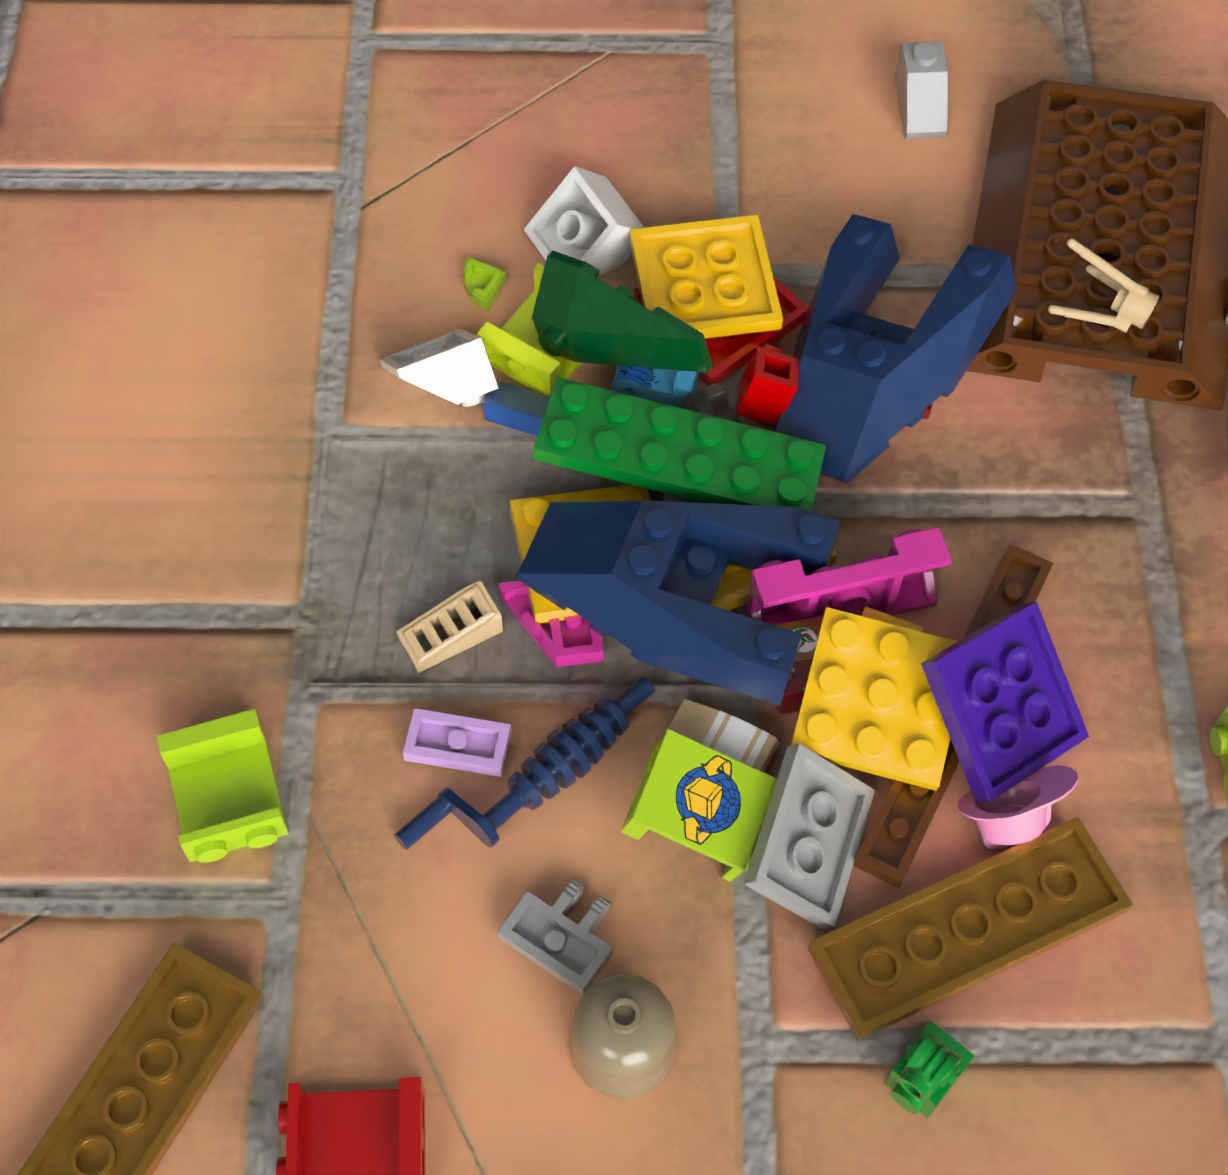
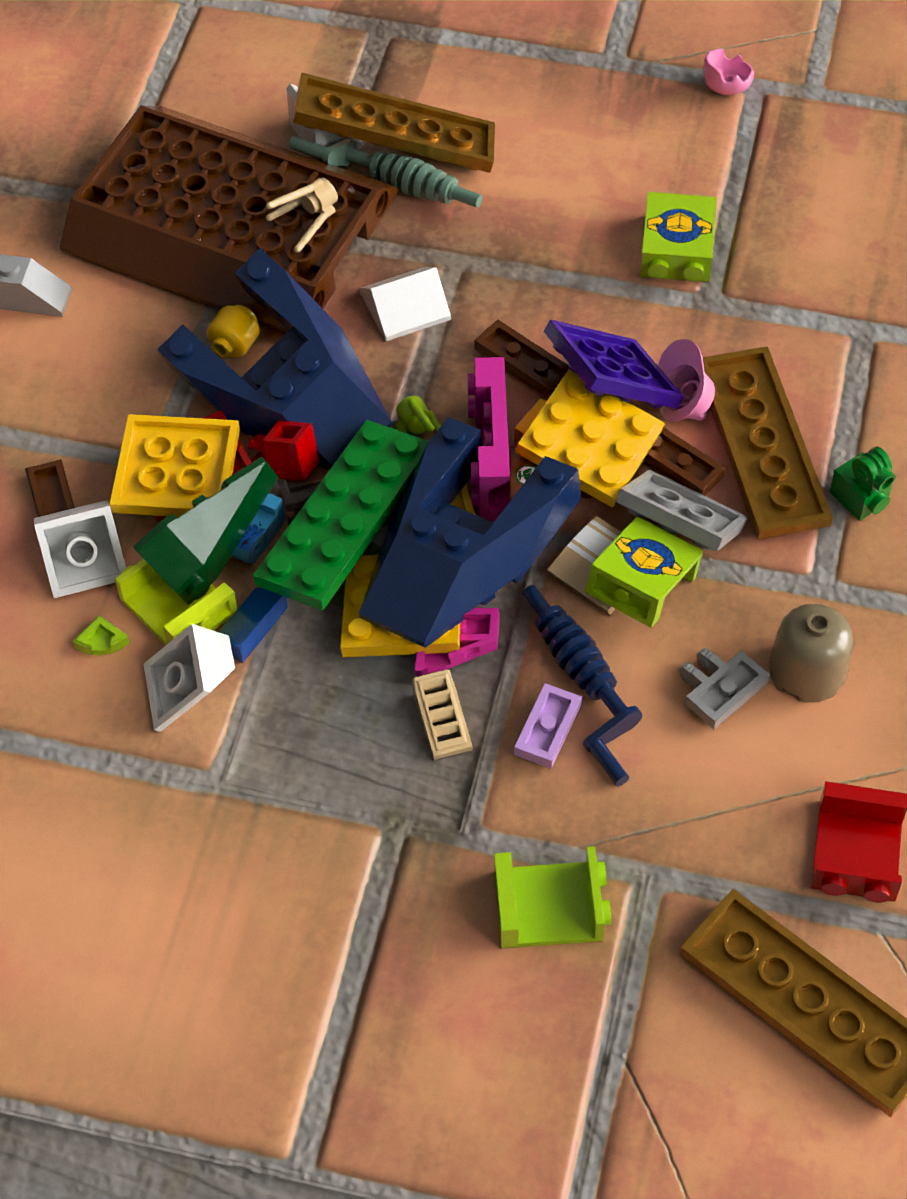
camera: 75 degrees left, 5 degrees down
(659, 189) = (49, 488): none -> reddish brown tile
(870, 509) = (415, 416): none -> lime plant
(920, 286) = (232, 331): none -> yellow head
(1050, 460) = (407, 302): none -> white slope

